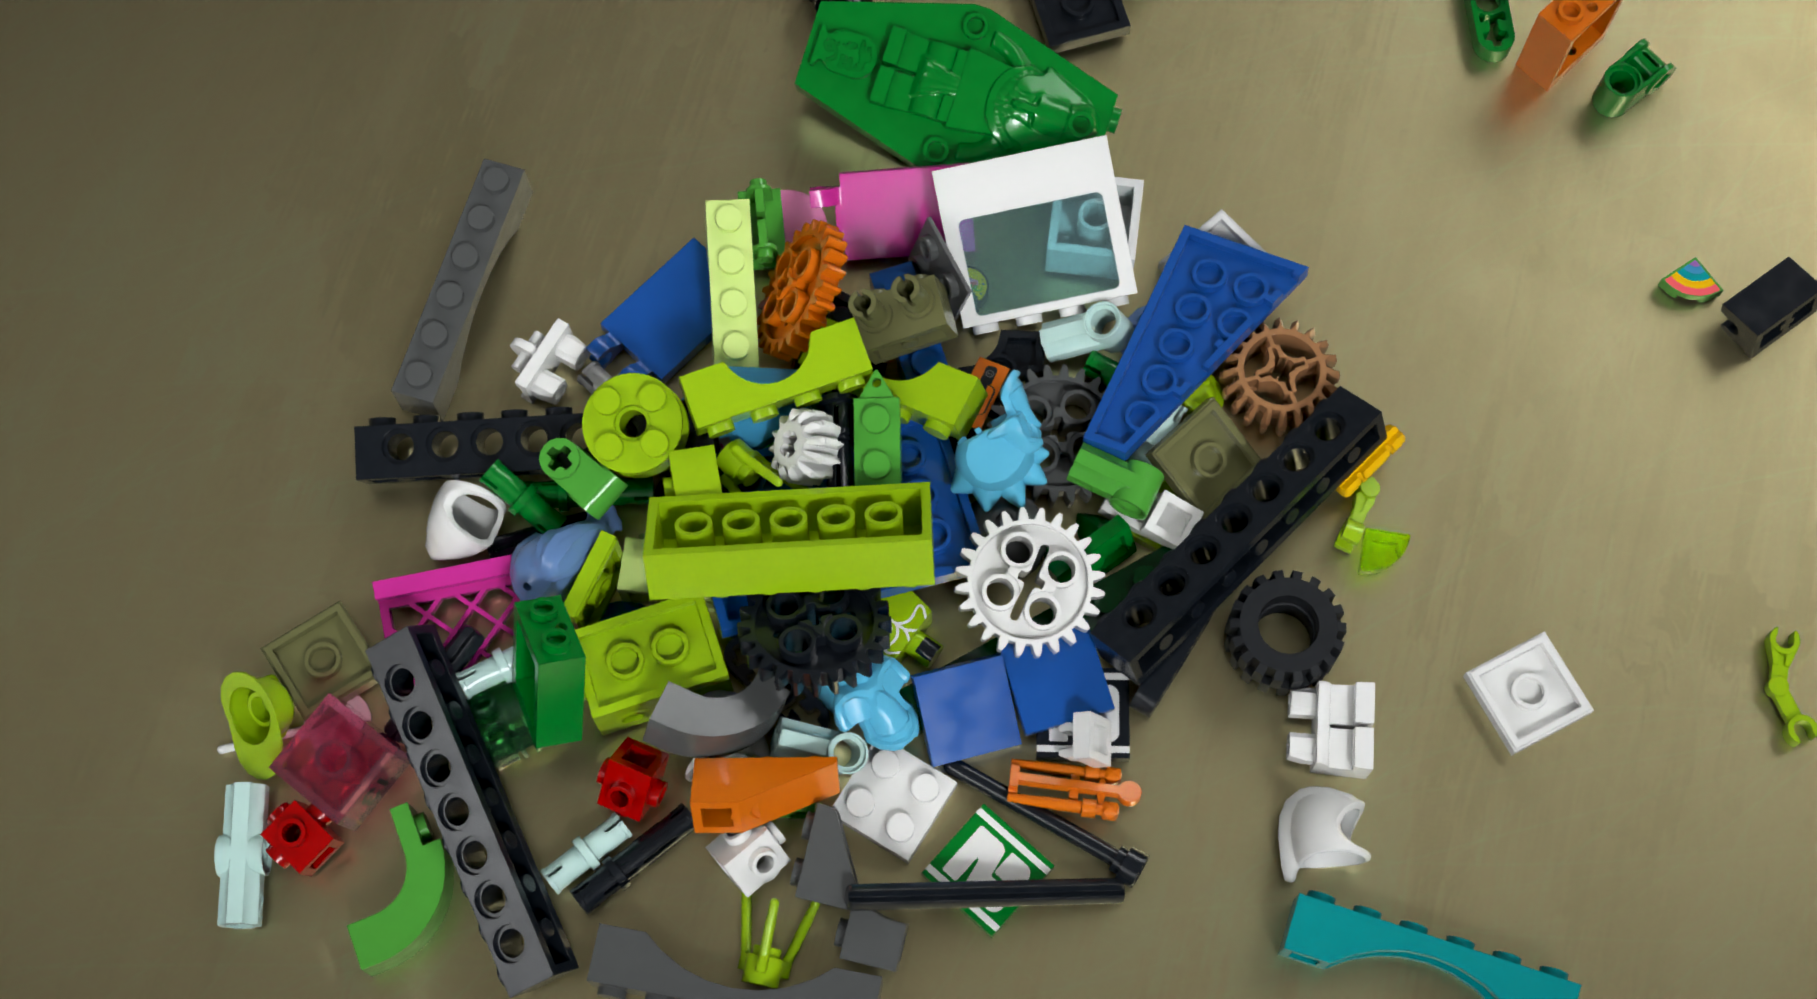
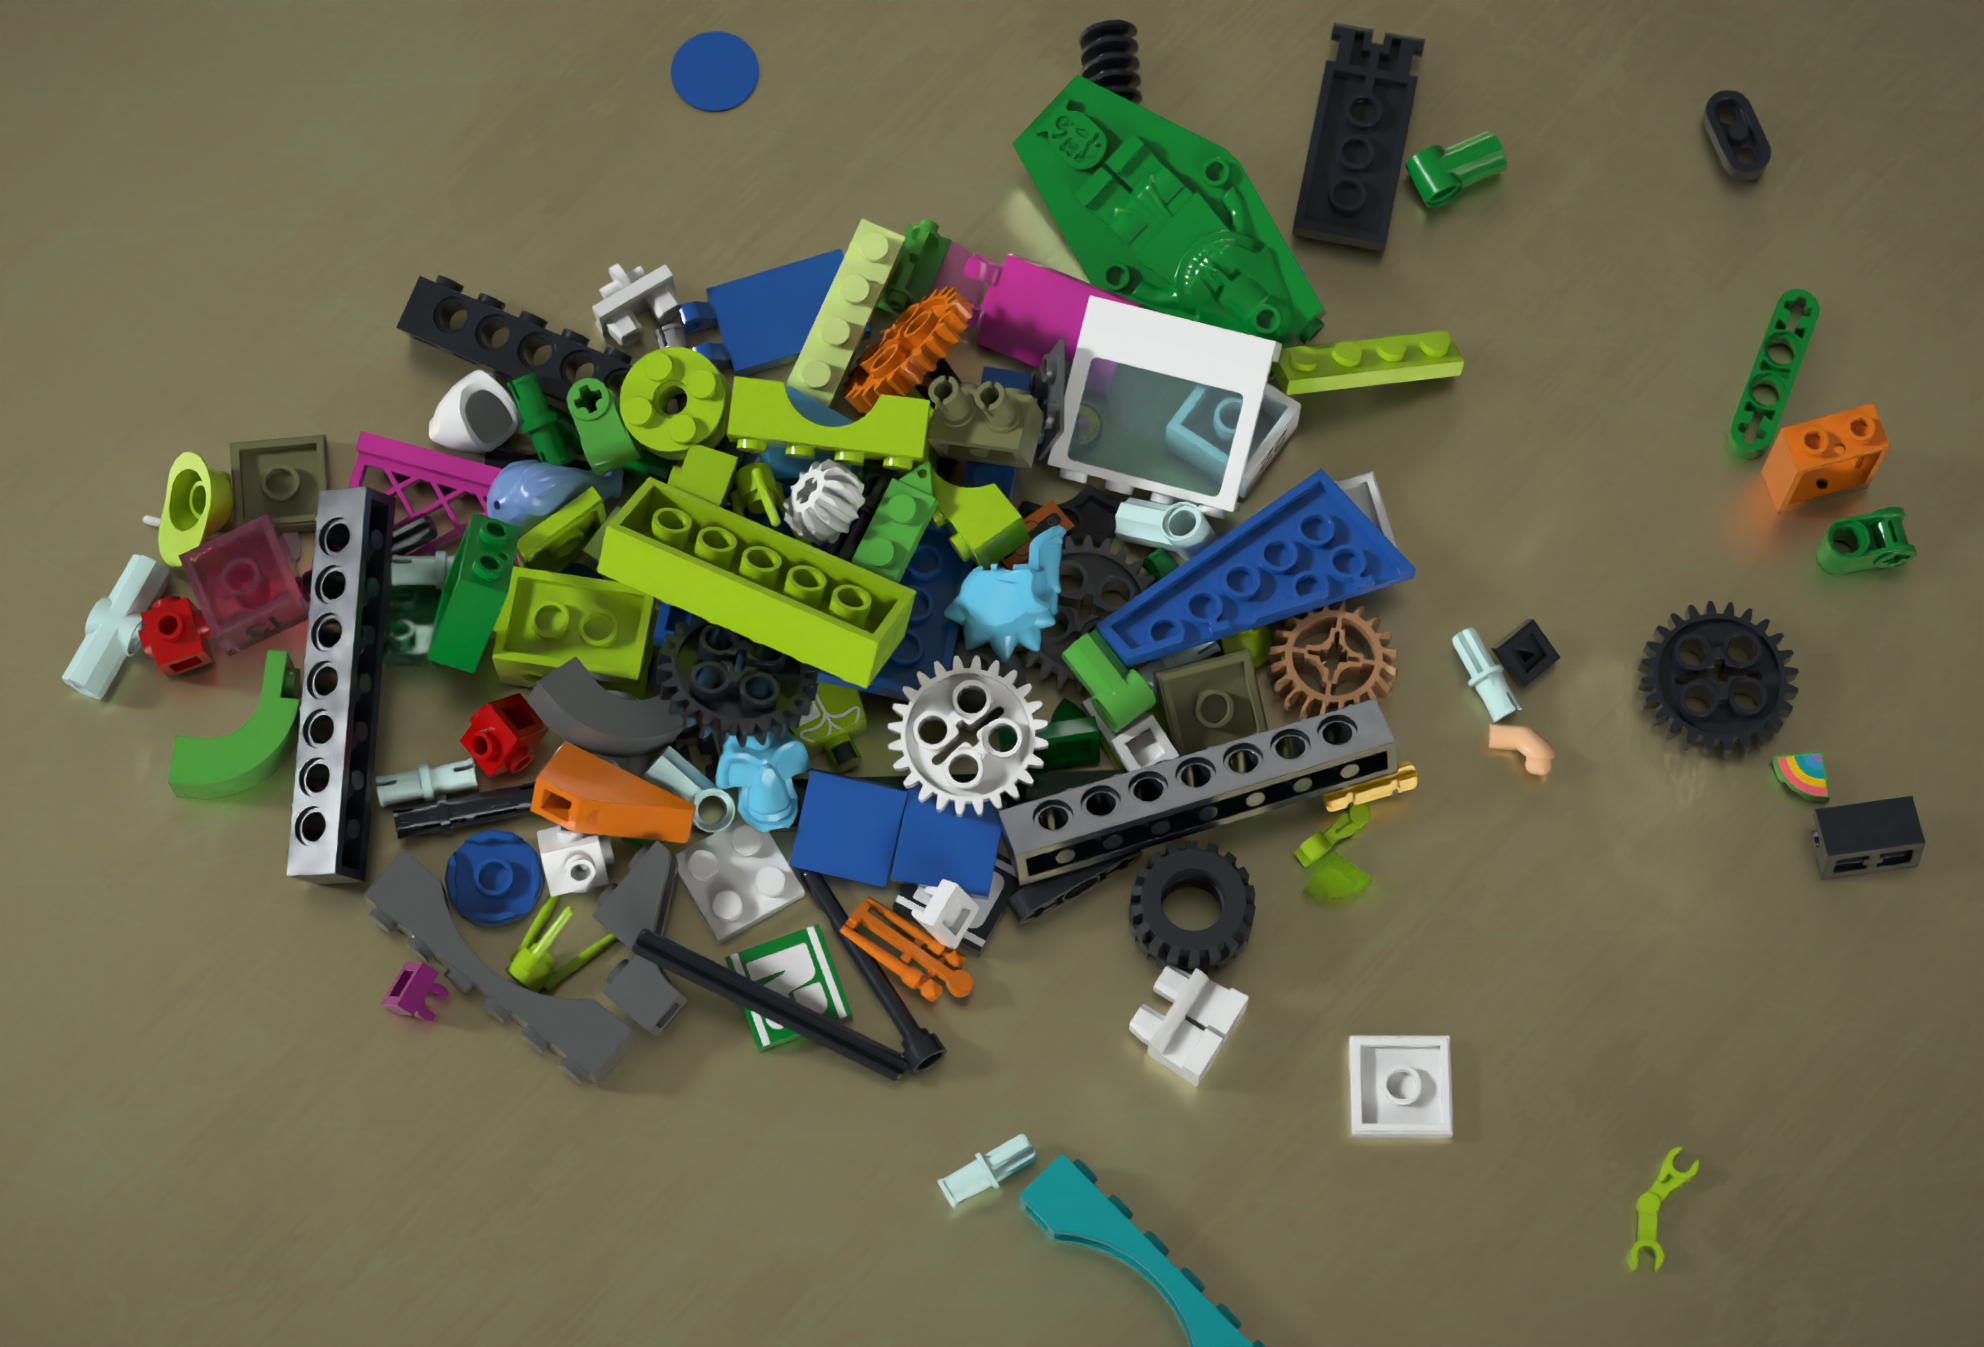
camera: 25 degrees right, 0 degrees up
(439, 341) = (648, 139): dark grey arch -> none
(510, 139) = (714, 71): none -> blue sticker
(687, 906) = (494, 879): none -> blue tile
(1174, 123) = (1367, 362): none -> lime plate
(1240, 939) = (987, 1170): none -> light aqua axle
(1318, 830) = (1120, 1110): white piece -> none
(1403, 326) = (1486, 676): none -> light aqua axle
(1423, 293) = (1525, 652): none -> black tile
(1463, 363) = (1526, 741): none -> light nougat arm
(1560, 210) = (1725, 720): none -> black gear

